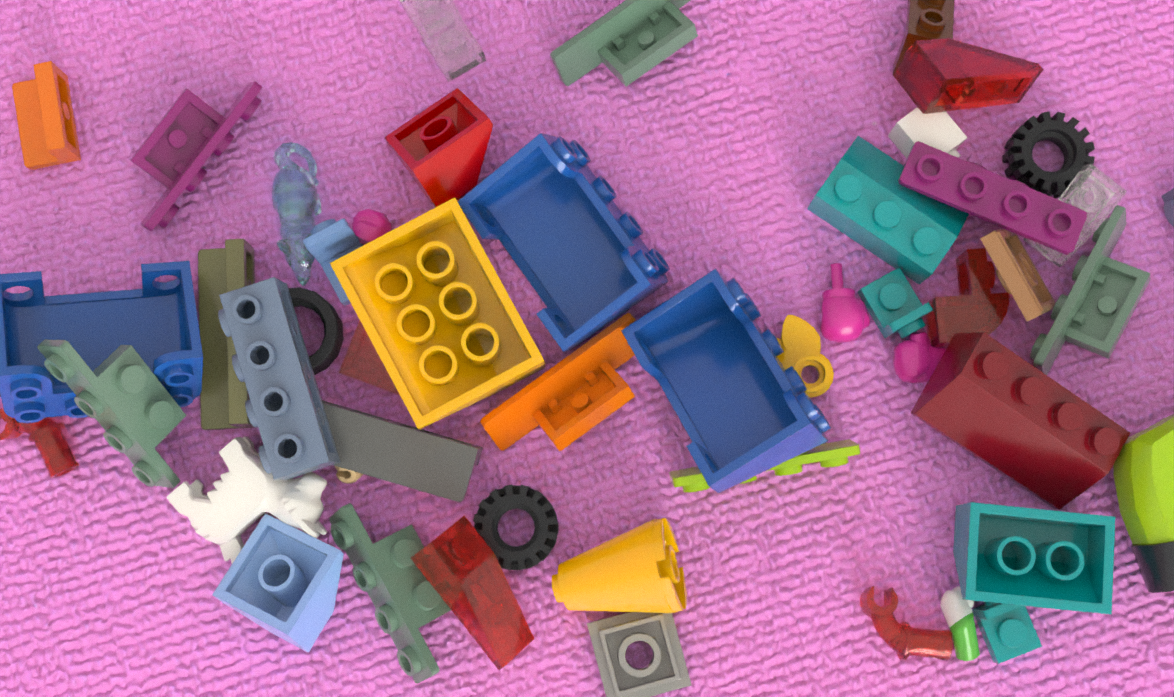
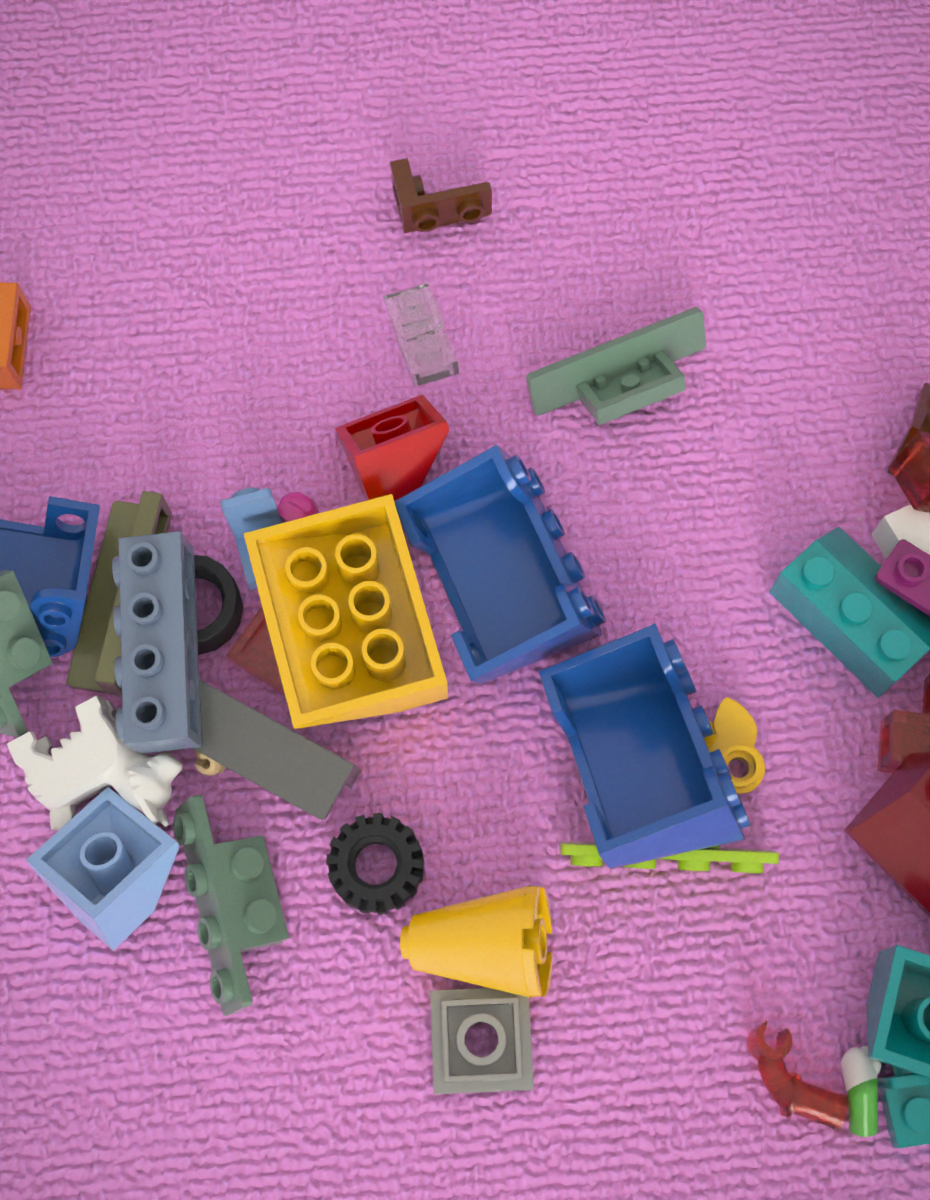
camera: 15 degrees right, 10 degrees down
(184, 143) = (127, 389): magenta bracket -> none
(297, 205) = (225, 471): clear light blue animal -> none
(475, 590) = (314, 922): clear red slope -> none
(570, 394) = (467, 730): orange bracket -> none
(842, 313) = (786, 708): dark pink piece -> none
(894, 305) = (847, 712): teal bracket -> none
(916, 358) = (860, 774): dark pink piece -> none

